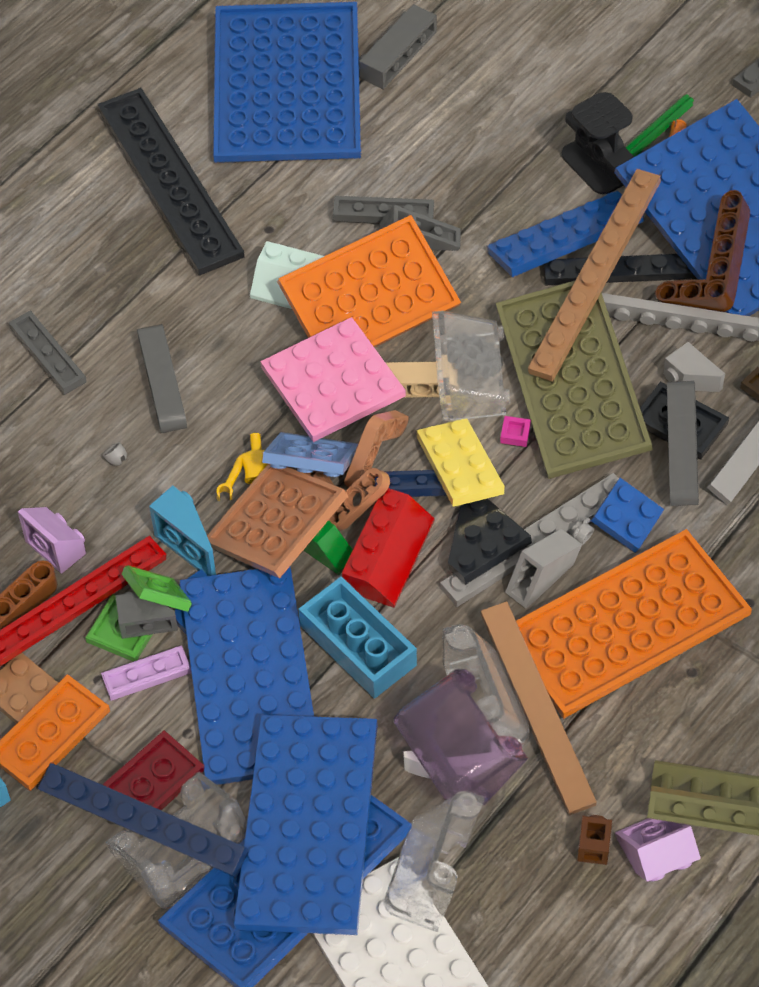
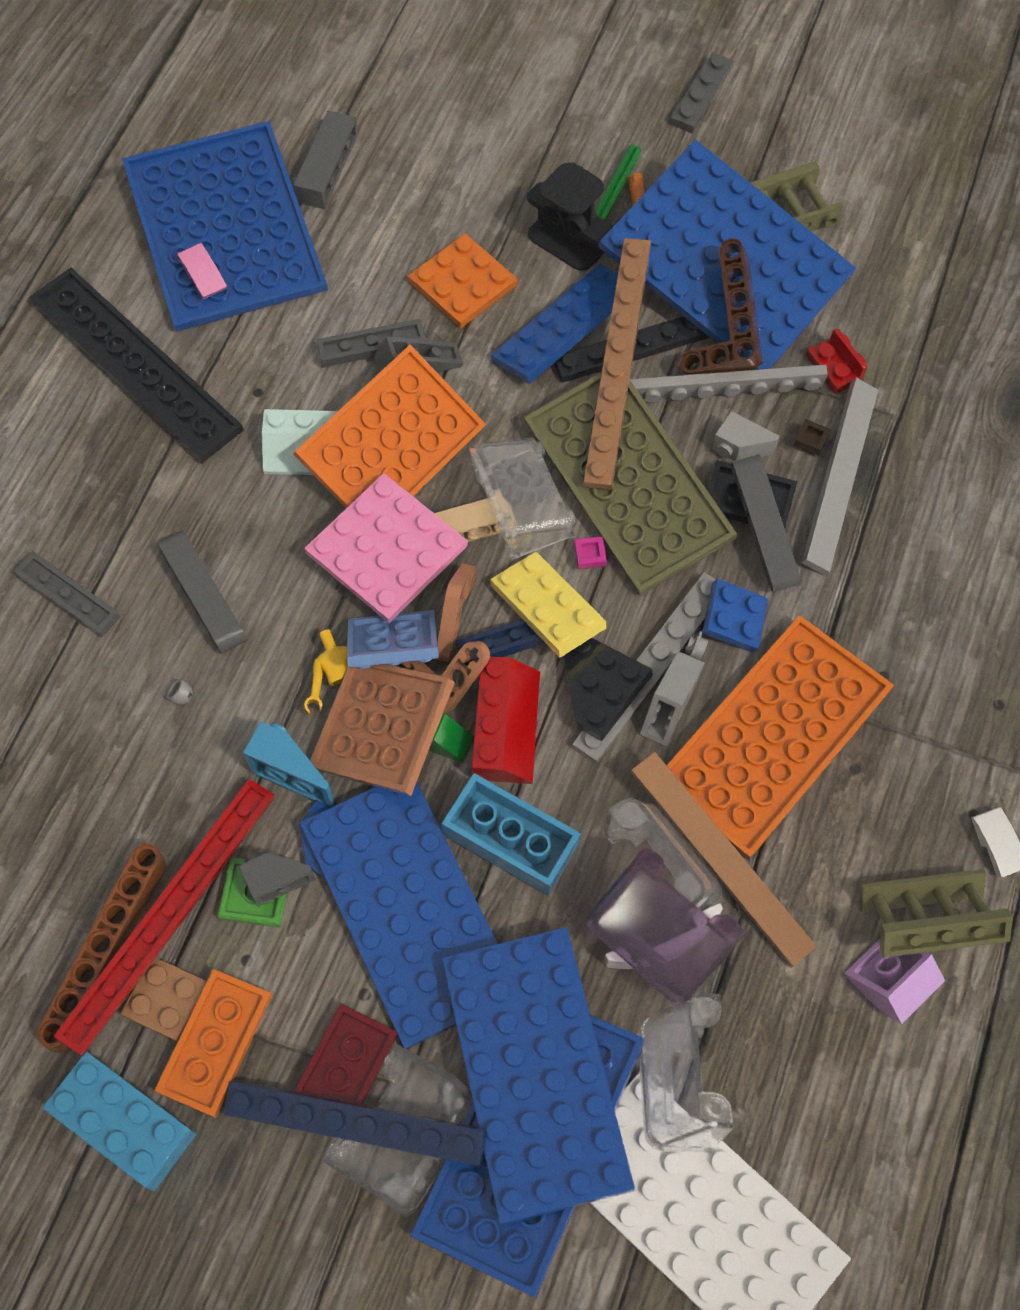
camera: 20 degrees left, 10 degrees up
(52, 537) = (143, 810): lavender slope -> none
(146, 673) = (296, 938): lavender tile -> none
(156, 588) = (279, 842): bright green tile -> none
(253, 115) = (202, 271): none -> bright pink slope
(486, 177) = (462, 280): none -> orange plate
(590, 849) = (837, 978): reddish brown brick -> none

